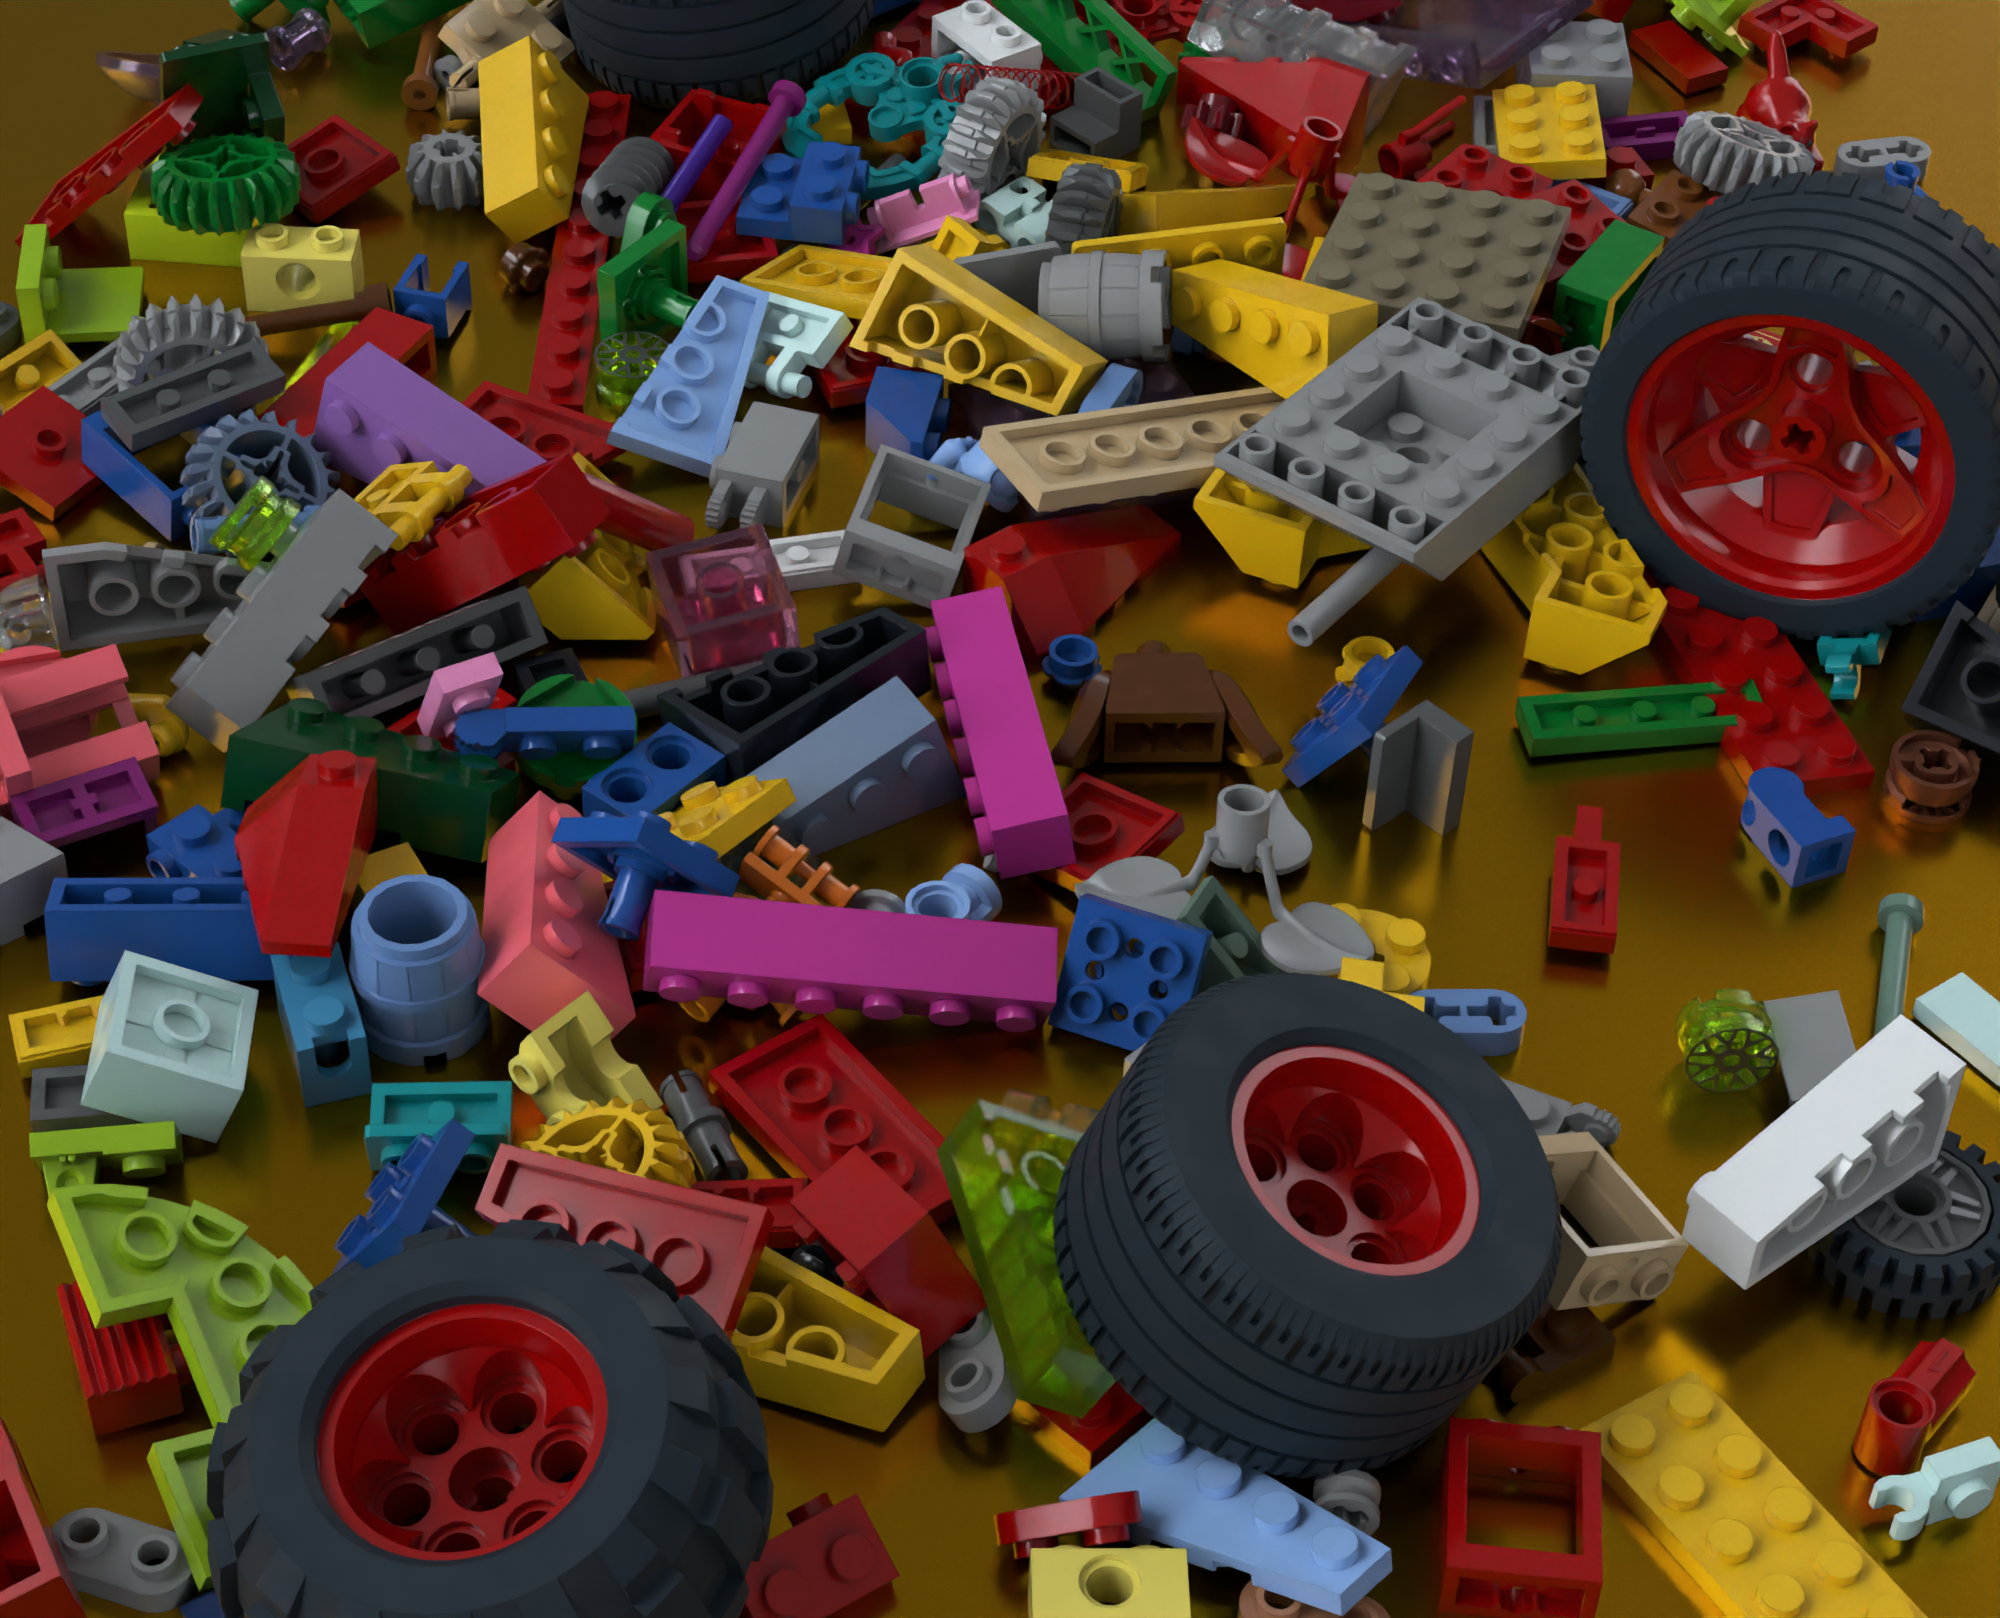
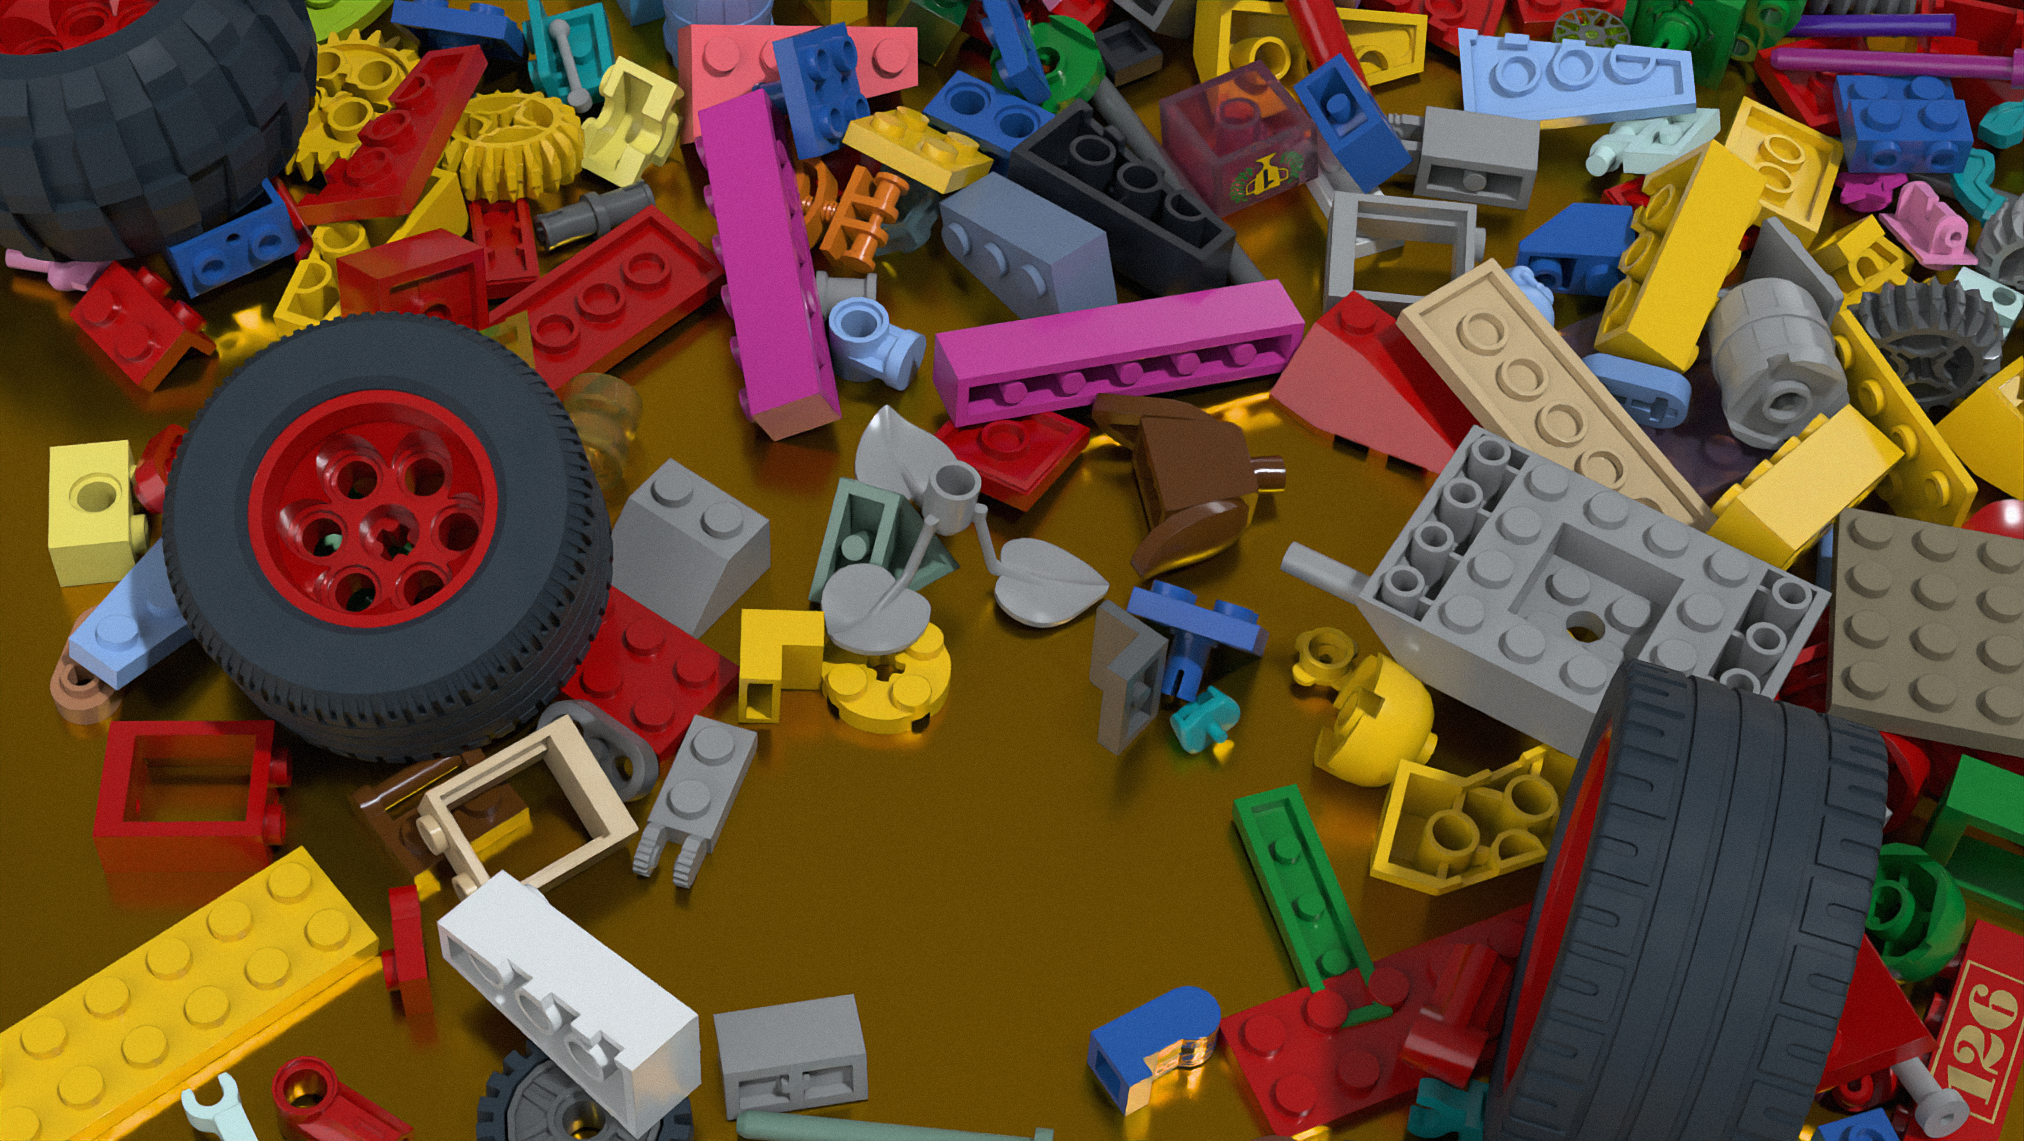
camera: 80 degrees right, 10 degrees up
(528, 1117) = (578, 97): none -> light grey hinge
(748, 497) = (1352, 123): none -> blue brick
(1072, 661) = (1260, 414): blue plate -> none
(1165, 957) = (795, 460): blue plate -> none
(1351, 1497) = (205, 675): light grey bush -> none
(1463, 632) = (1379, 722): none -> yellow cylinder
(1471, 1015) = (803, 754): medium blue beam -> none
(1585, 887) = (1027, 850): red hinge -> none
(1719, 1339) = (407, 963): none -> red plate
(1726, 1041) = (796, 958): clear neon green wheel -> none
(1791, 634) = (1451, 1026): none -> red piece

